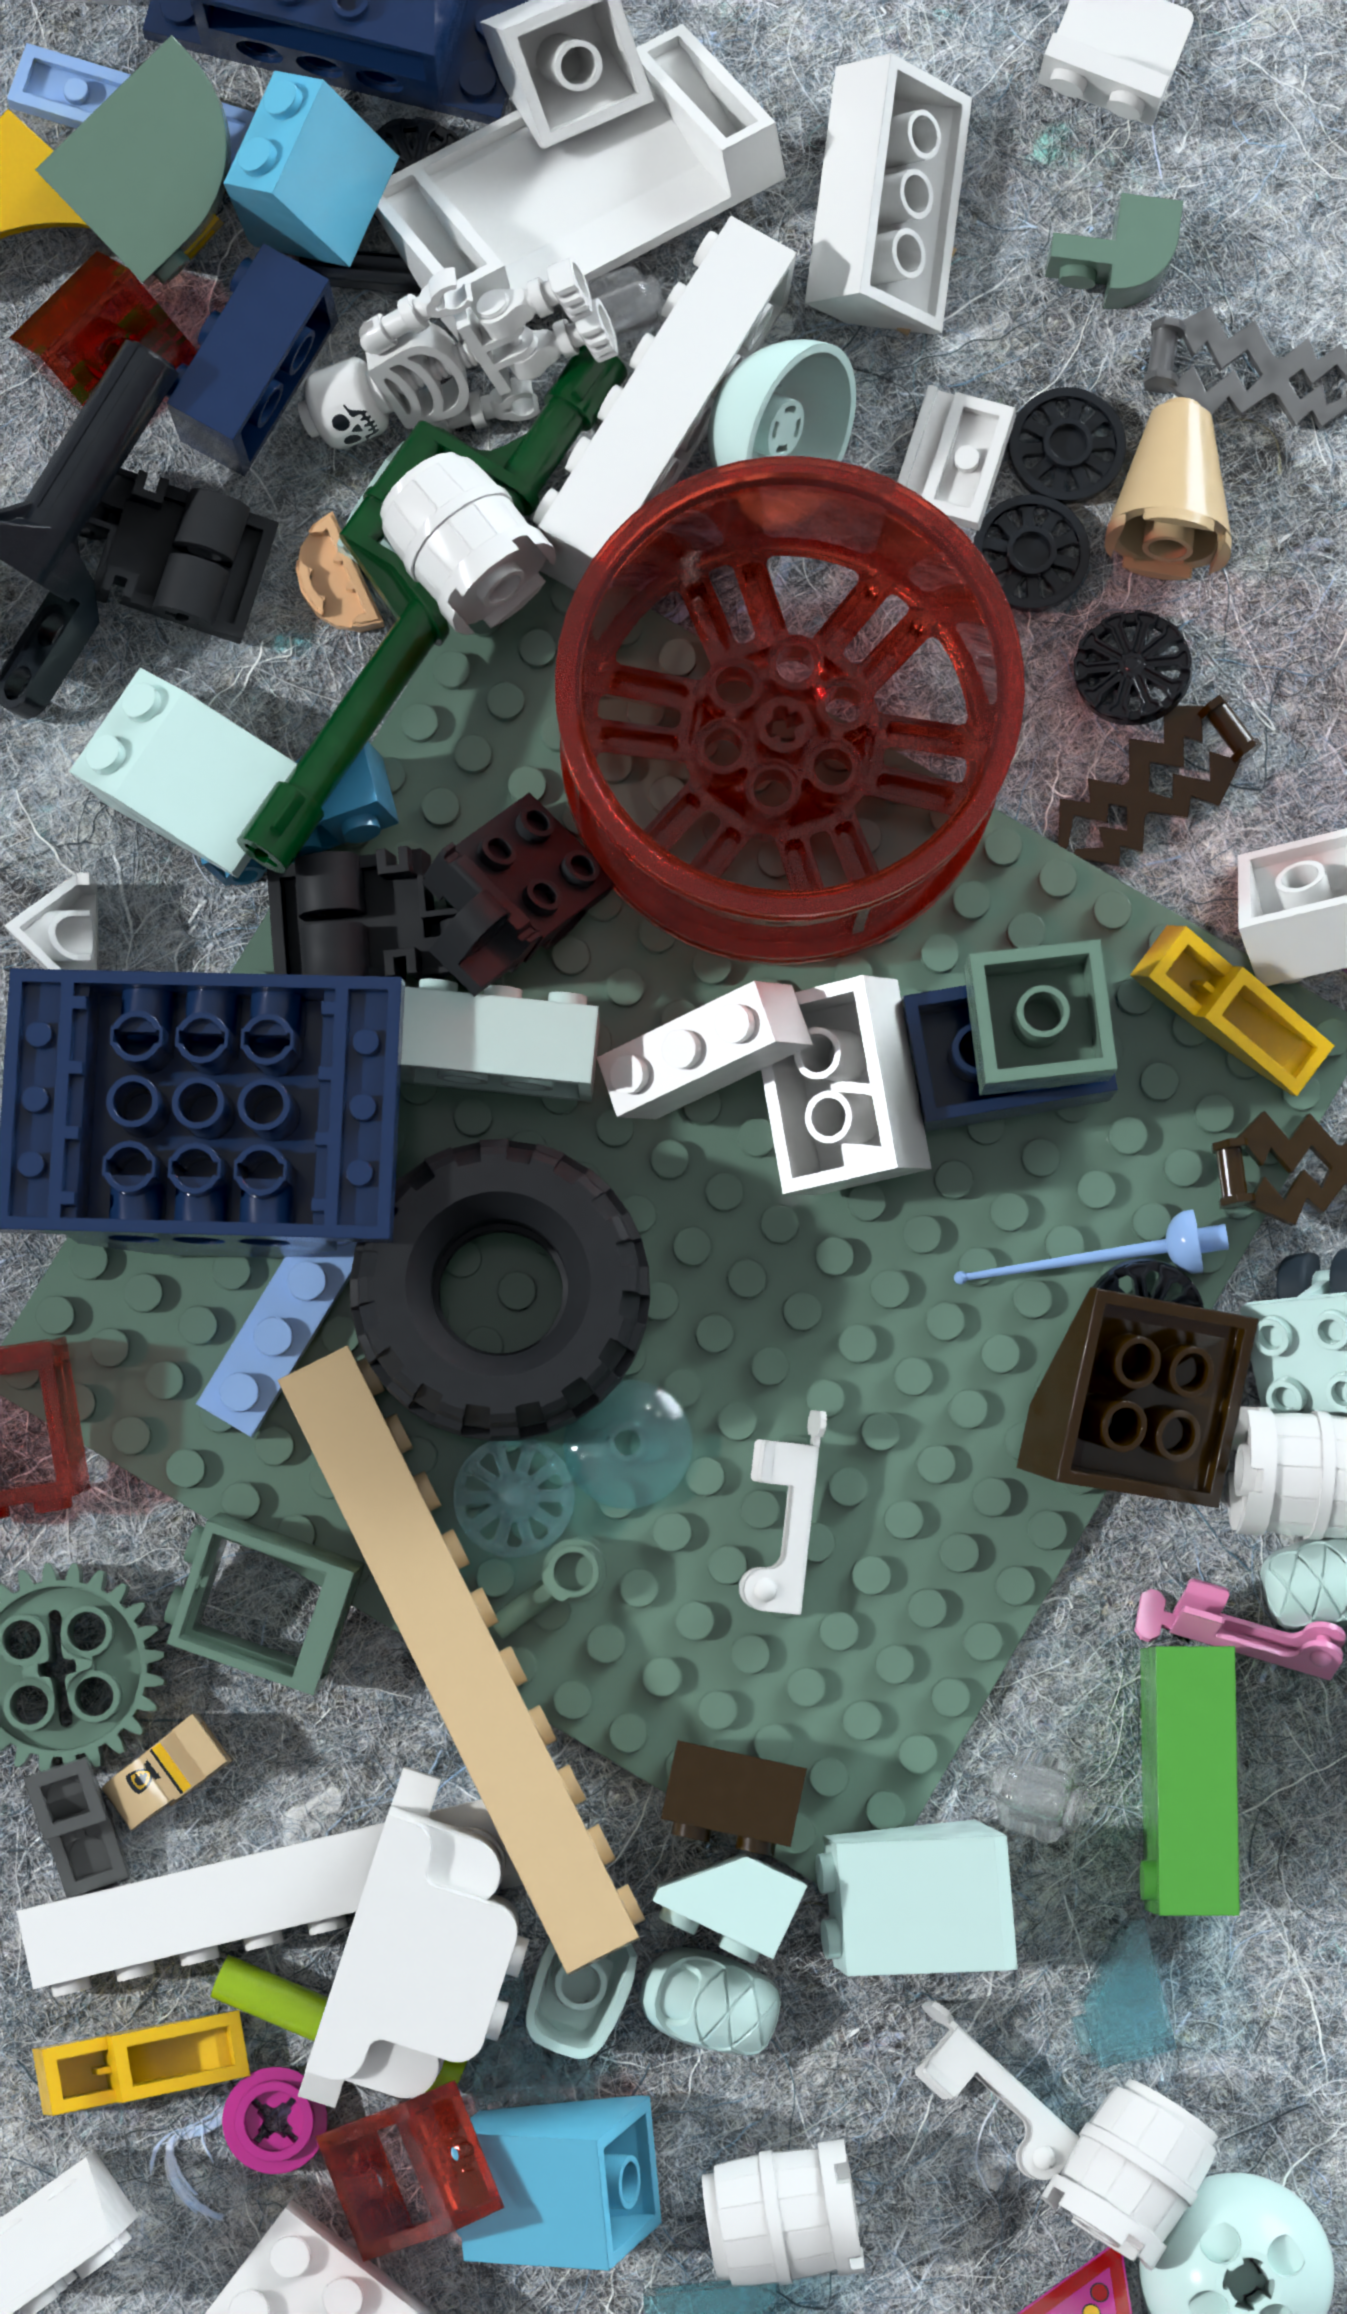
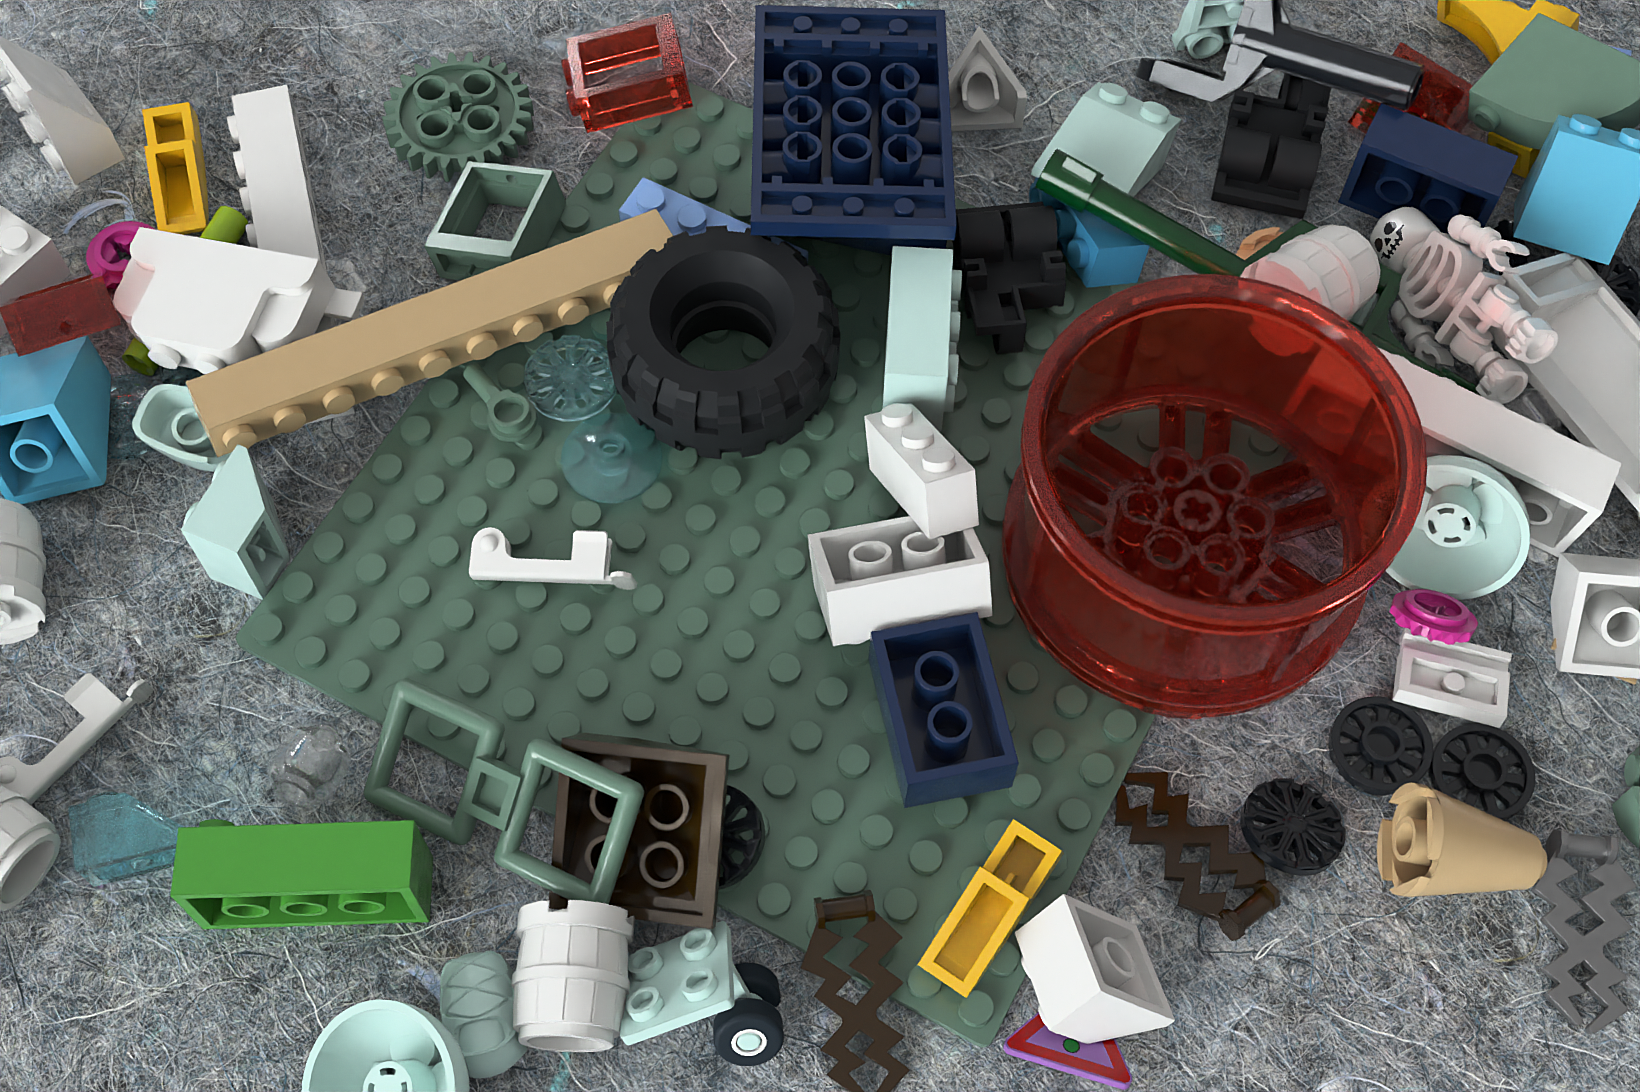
camera: 90 degrees right, 20 degrees down
(77, 1826) = (336, 137): dark grey slope -> none
(166, 1772) = (382, 180): tan leg -> none
(514, 889) = (1015, 319): black plate -> none
(710, 2001) = (156, 543): light aqua piece -> none
(732, 1796) = (324, 521): dark brown brick -> none
(889, 439) = (1433, 616): none -> dark pink gear
(918, 1900) = (226, 662): light aqua slope -> none
(1040, 1017) = (963, 697): sand green brick -> none
(1100, 1560) = (502, 793): none -> sand green bar
(1182, 1243) = (780, 868): light blue sword -> none
(1199, 1618) = (450, 899): bright pink piece -> none

